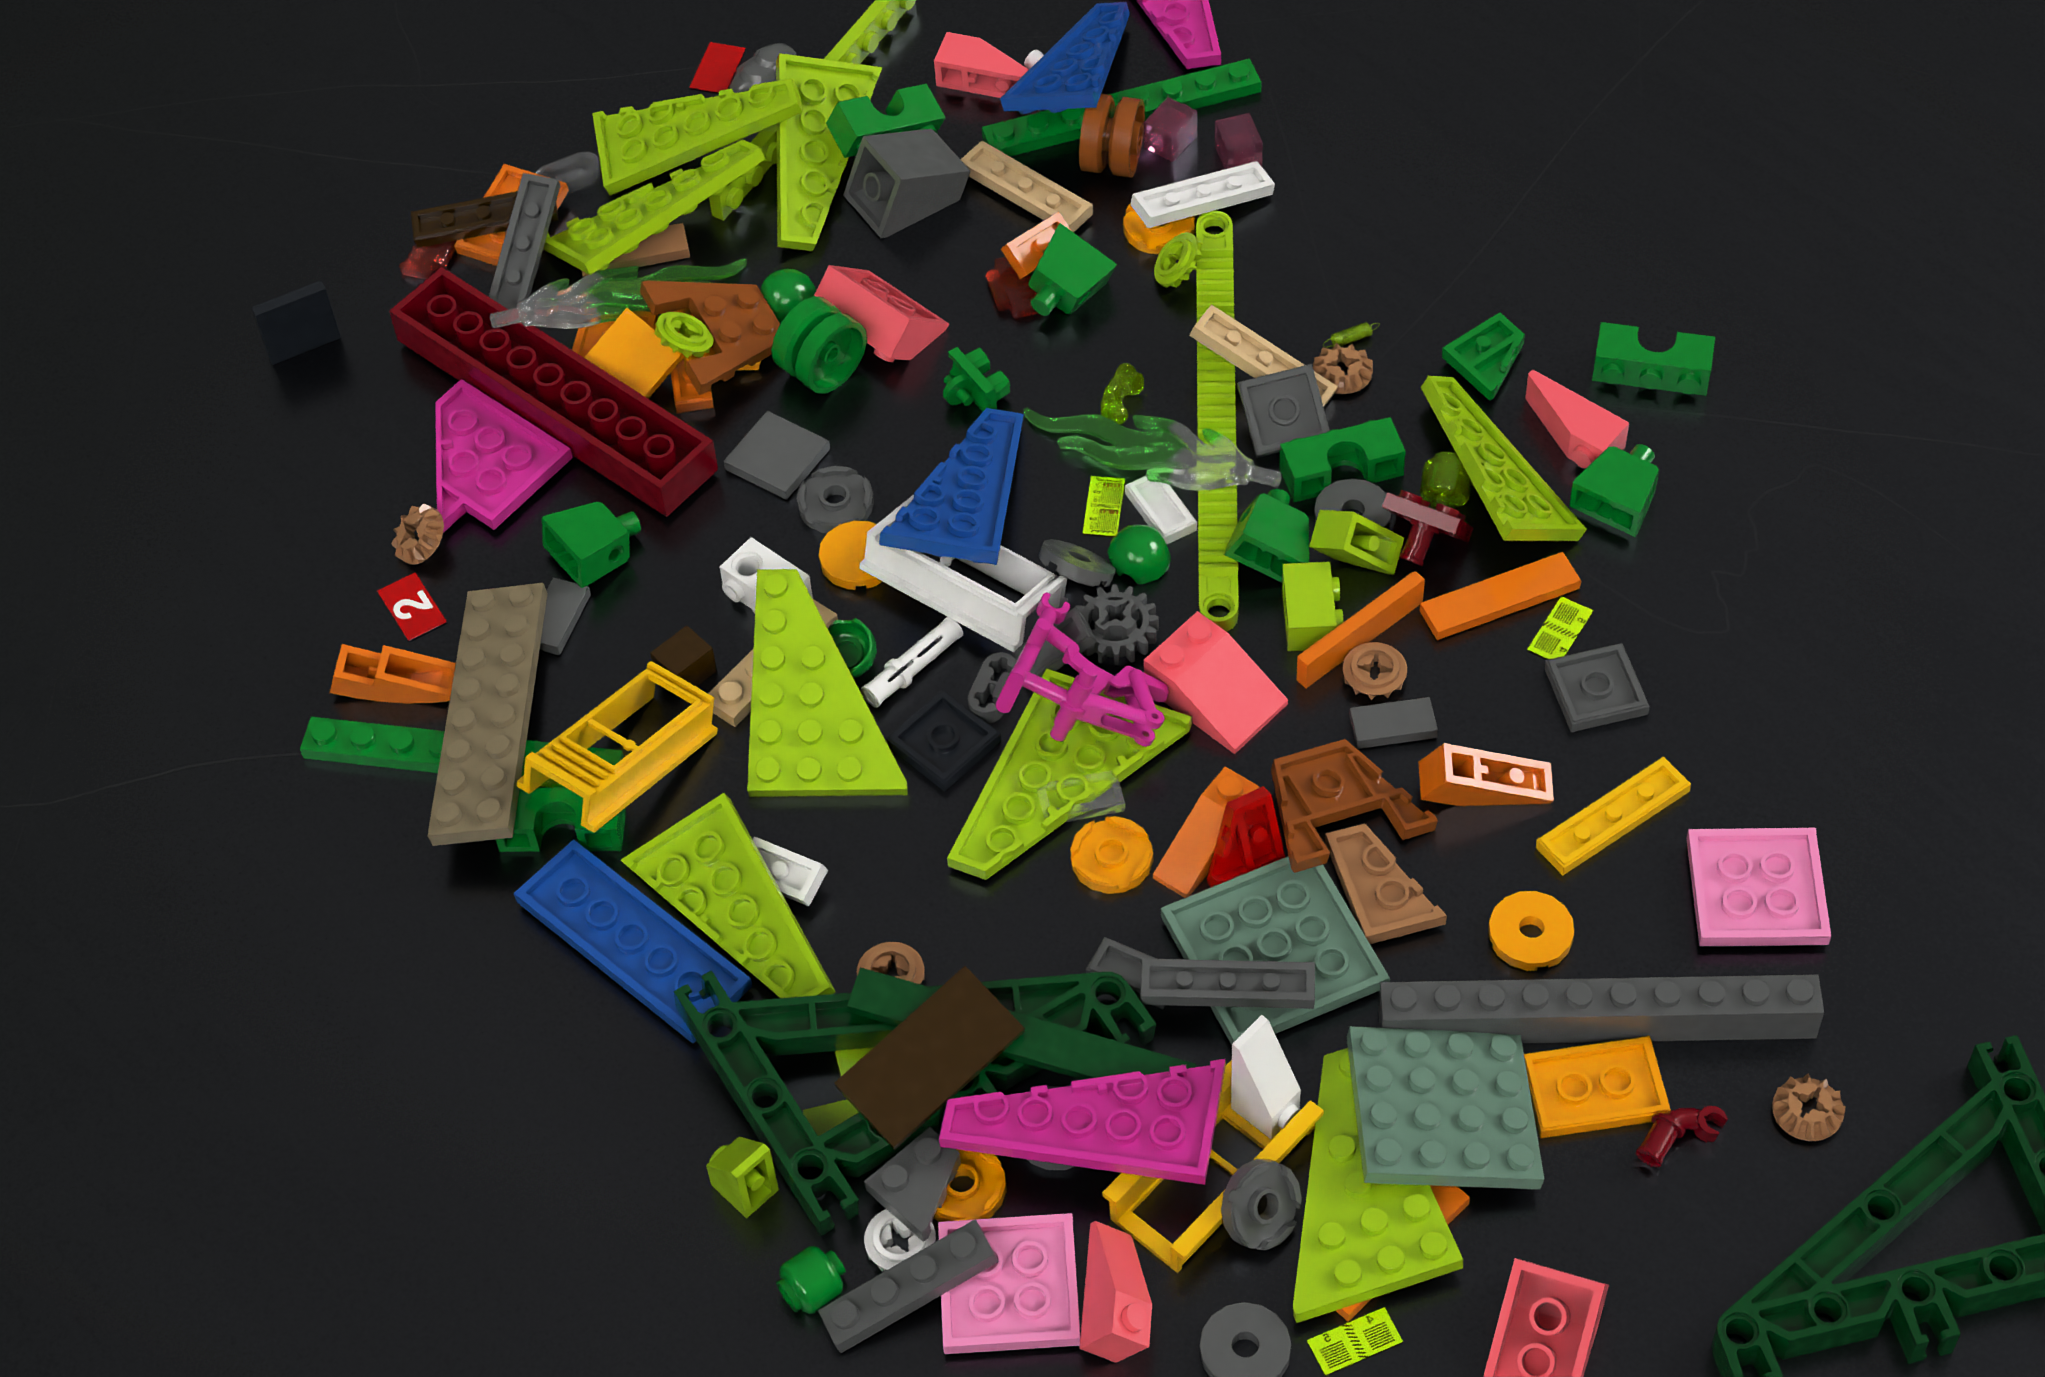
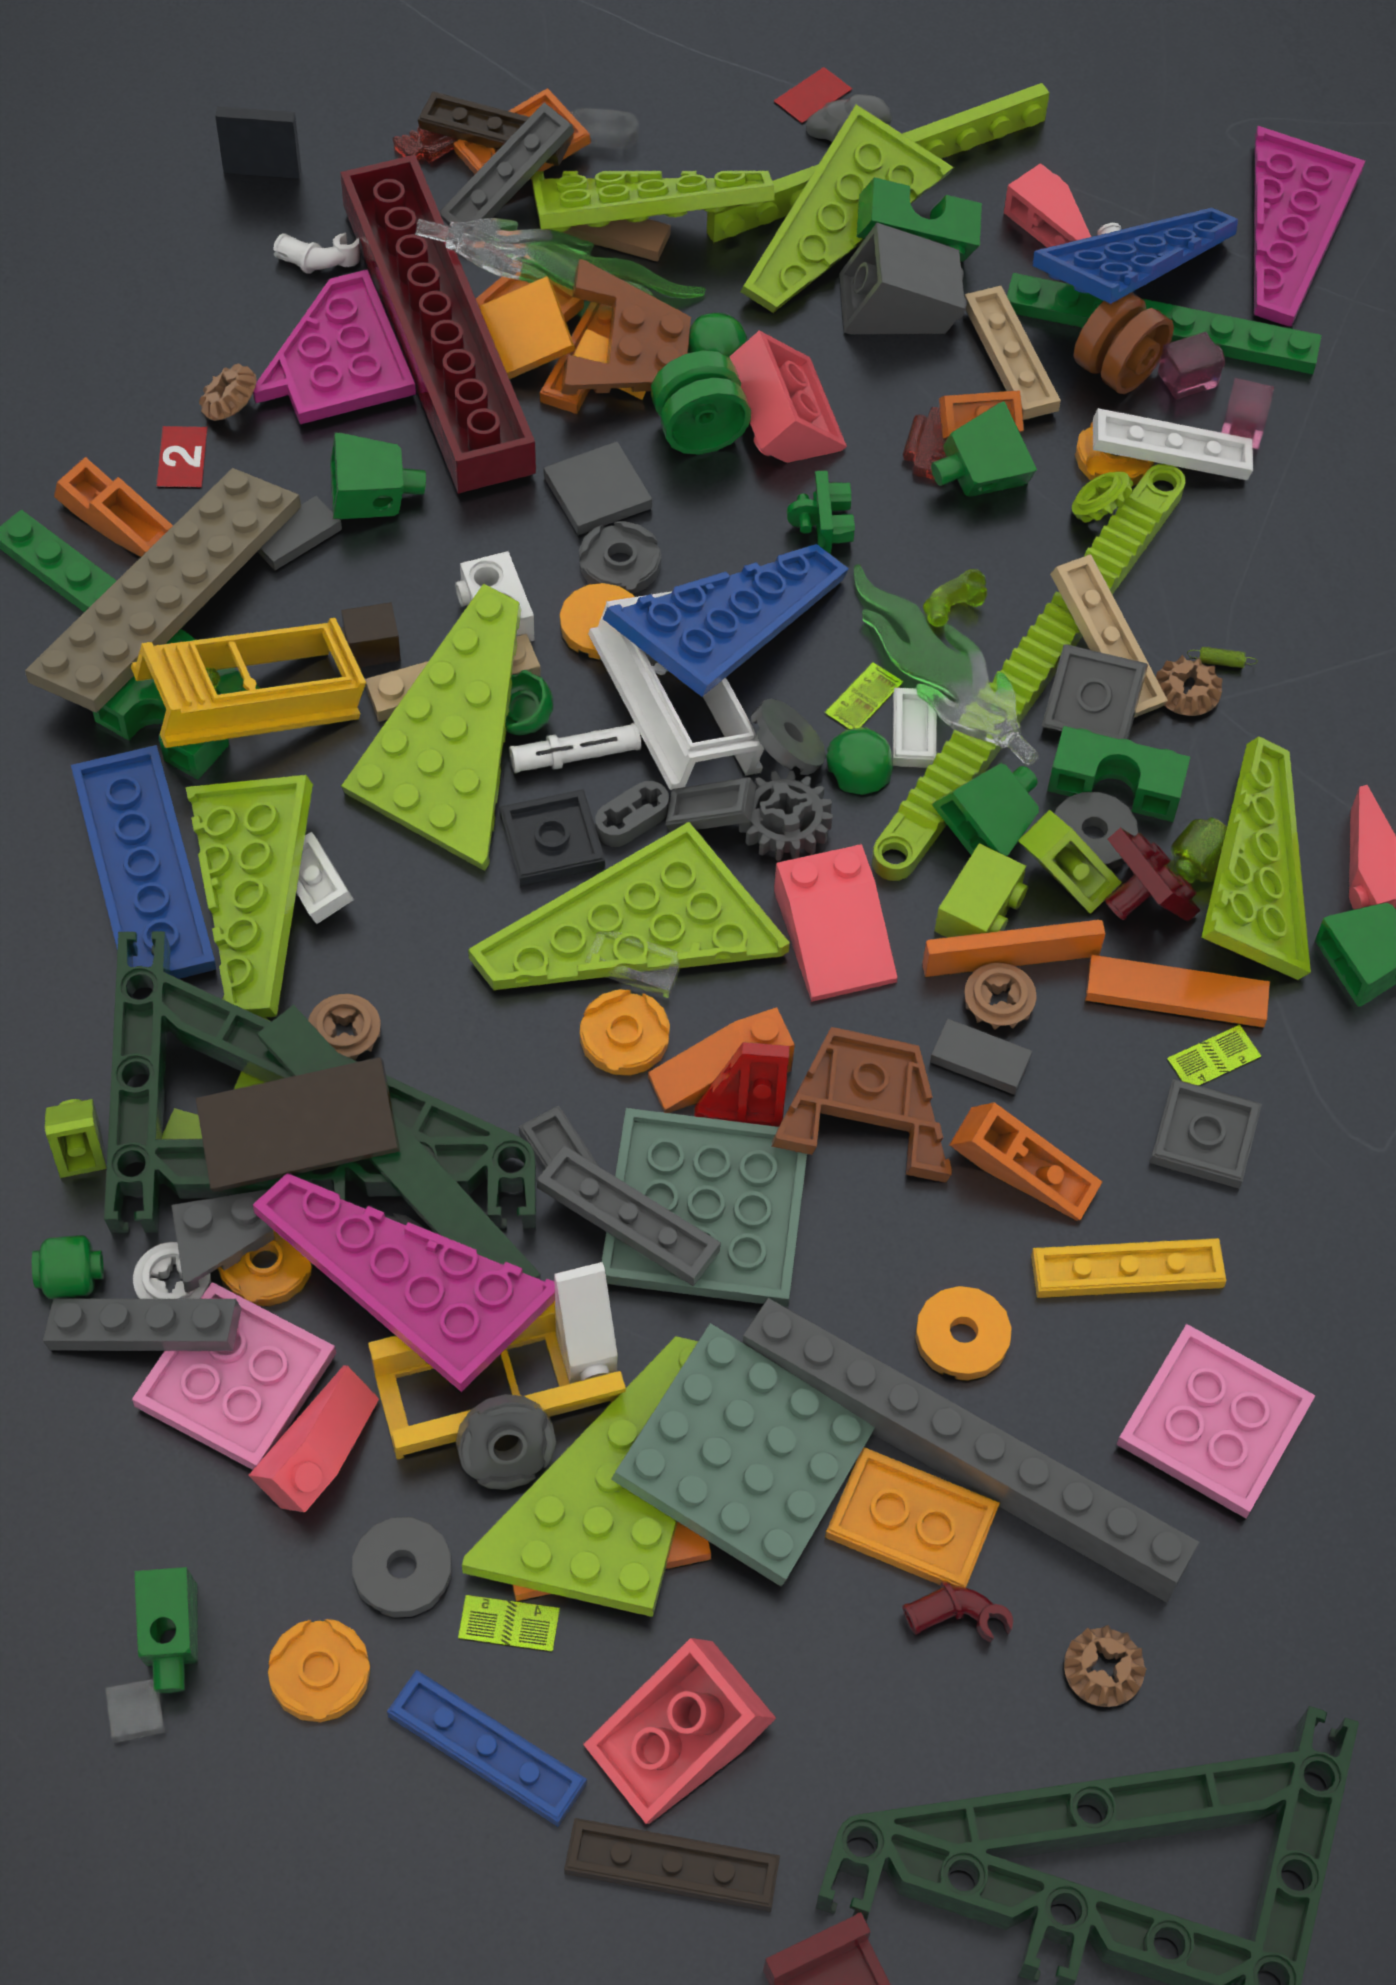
camera: 25 degrees right, 5 degrees up
(405, 392) = (313, 257): none -> white piece
(678, 130) = (727, 134): lime wing -> none
(693, 336) = (597, 330): lime gear -> none
(1083, 698) = (687, 862): dark pink piece -> none
(1377, 889) = (845, 1207): medium nougat wing -> none
(1486, 353) = (1340, 745): green wing -> none

